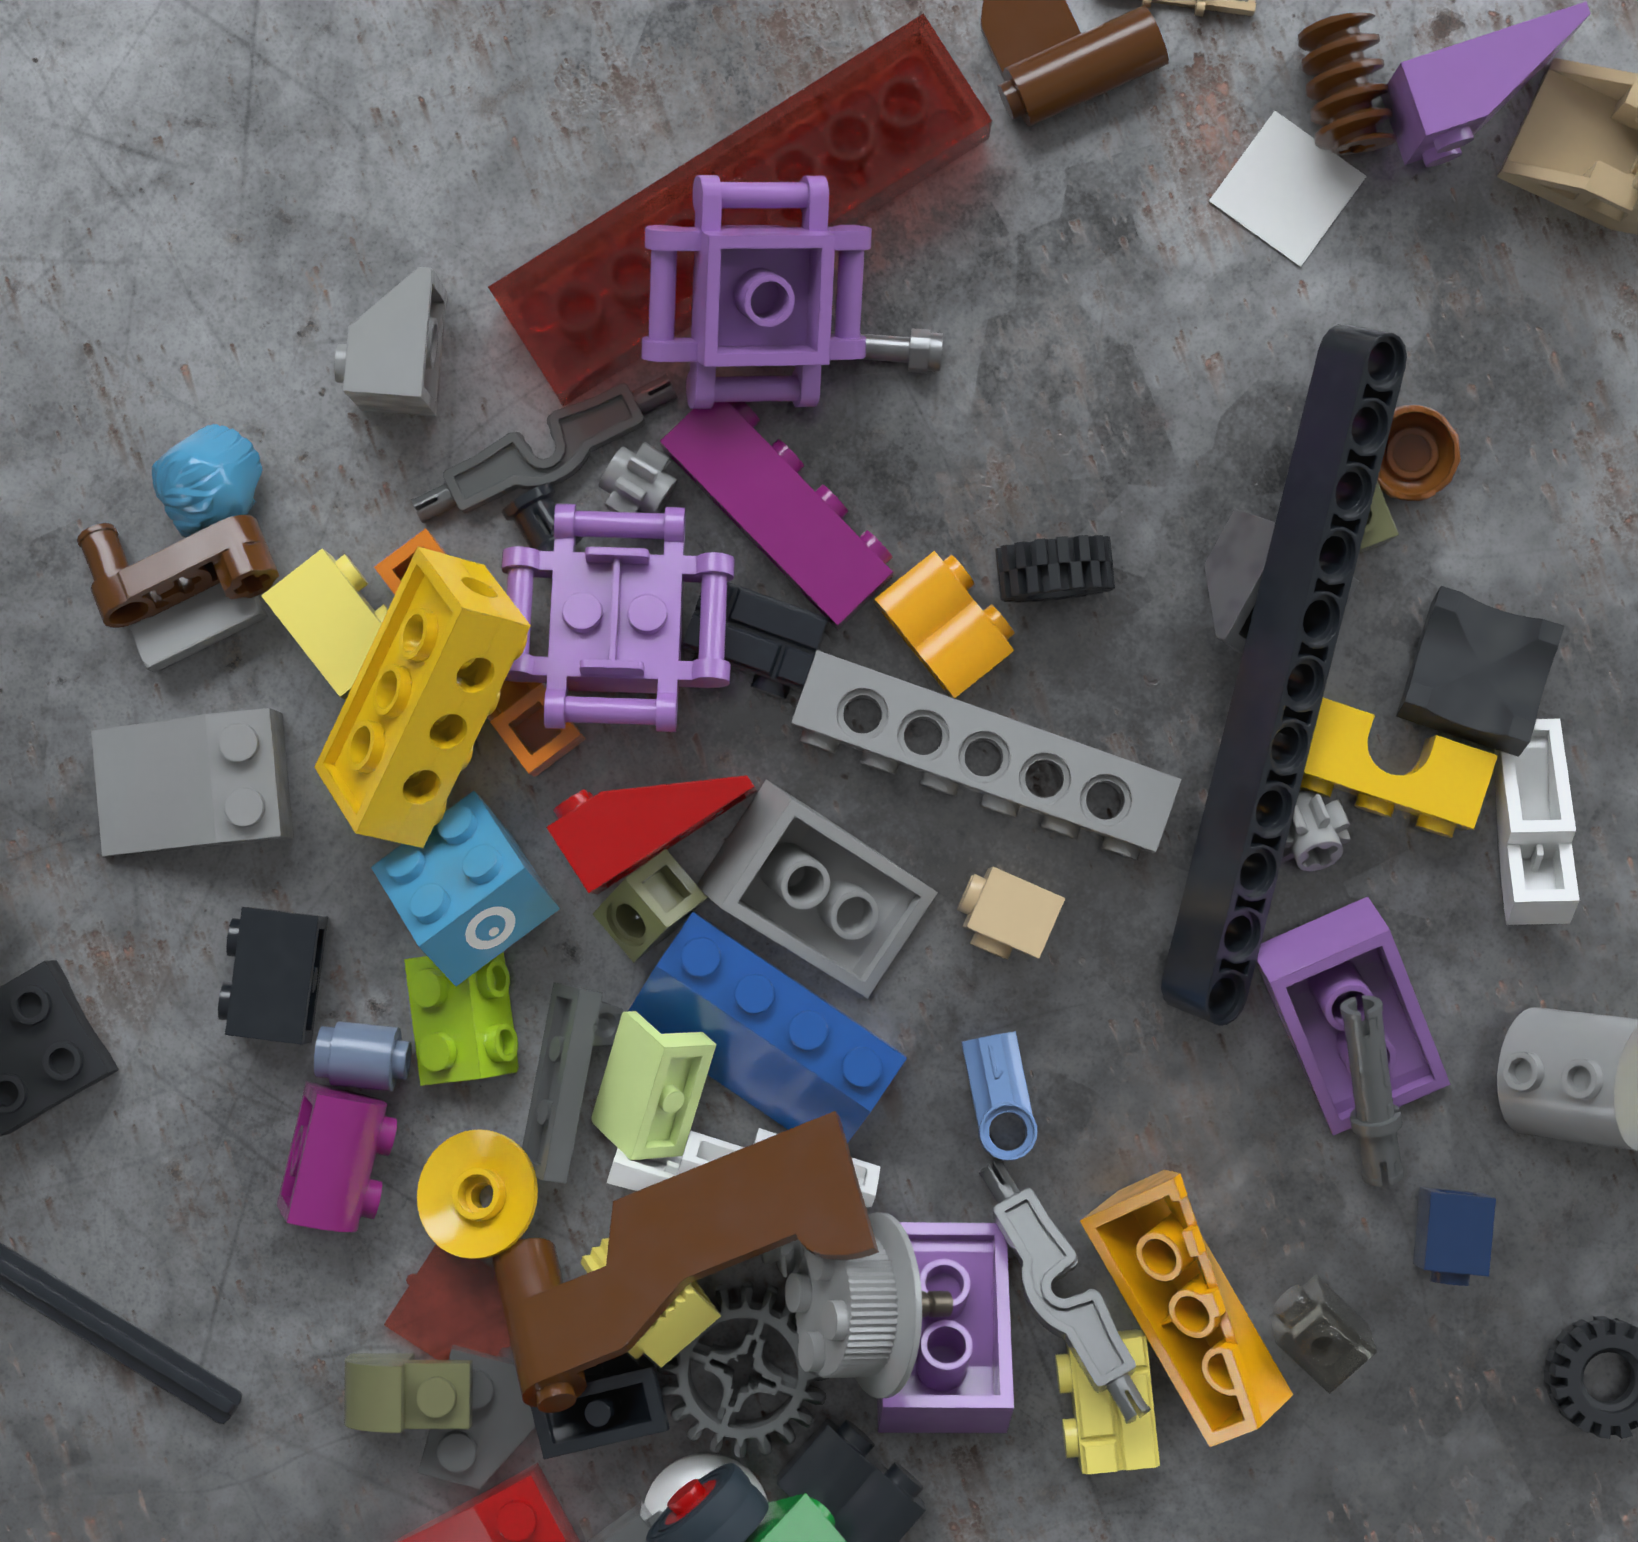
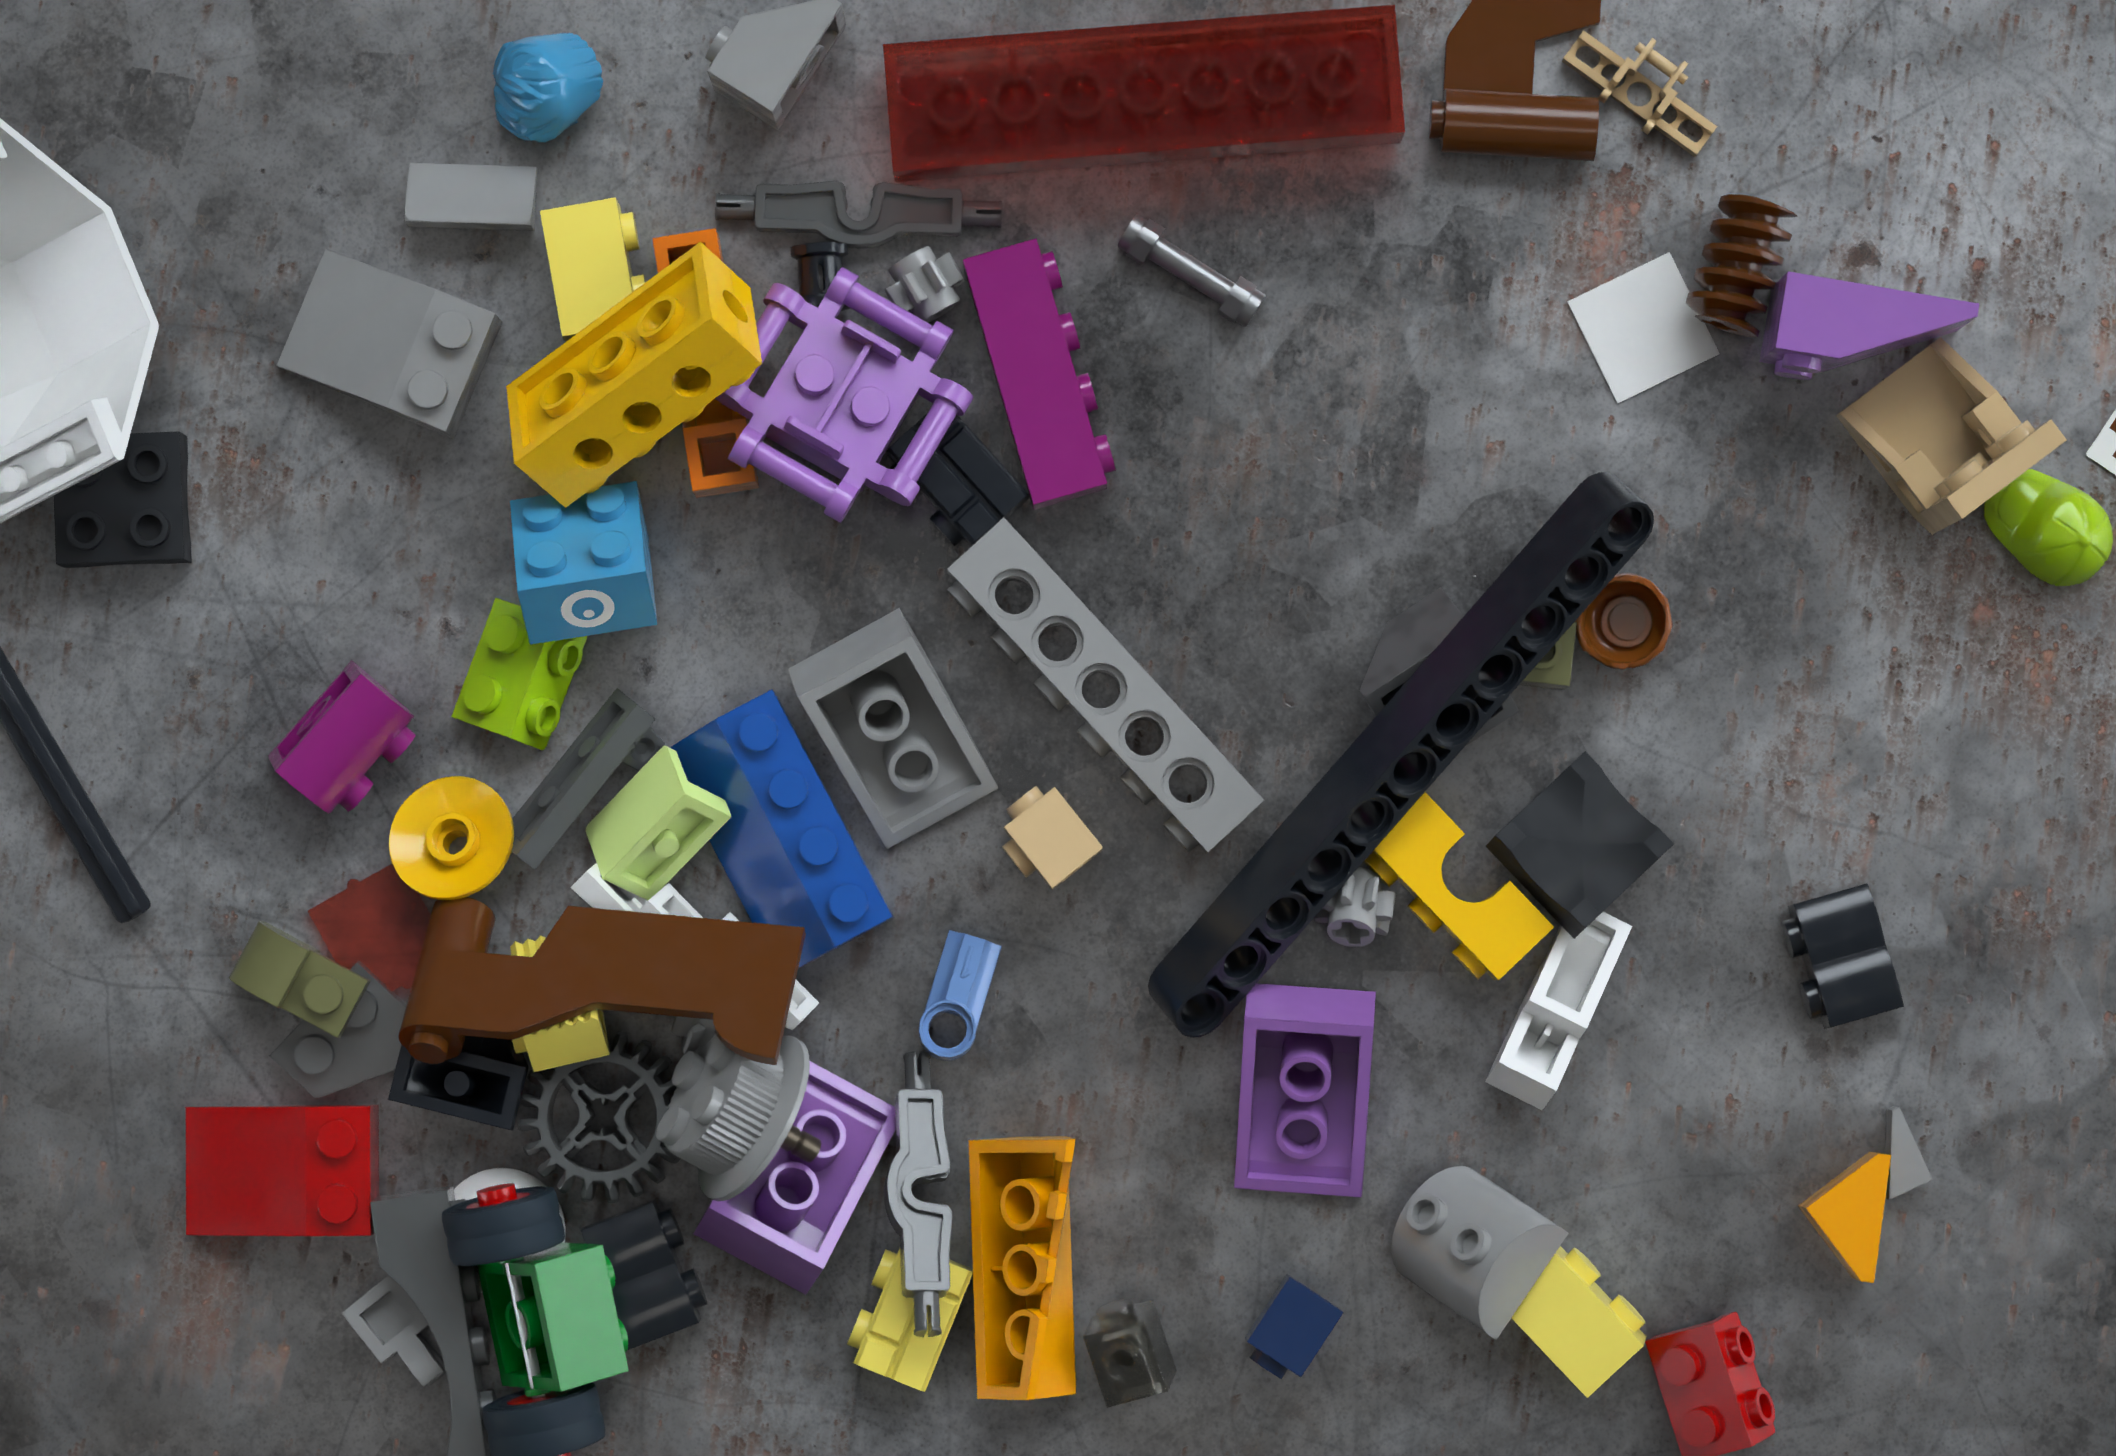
camera: 15 degrees right, 0 degrees up
(222, 553) = (528, 155): reddish brown beam -> none
(273, 975) = (373, 550): black brick -> none
(362, 1055) = (414, 663): sand blue brick -> none
(626, 828) = (753, 586): red slope -> none
(649, 905) = (737, 664): olive brick -> none
(758, 293) = (1116, 176): medium lavender brick -> none
(945, 624) = (1130, 554): light orange brick -> none
(1055, 568) = (1252, 556): black tyre -> none
(1374, 1115) = (1278, 1188): dark grey pin -> none

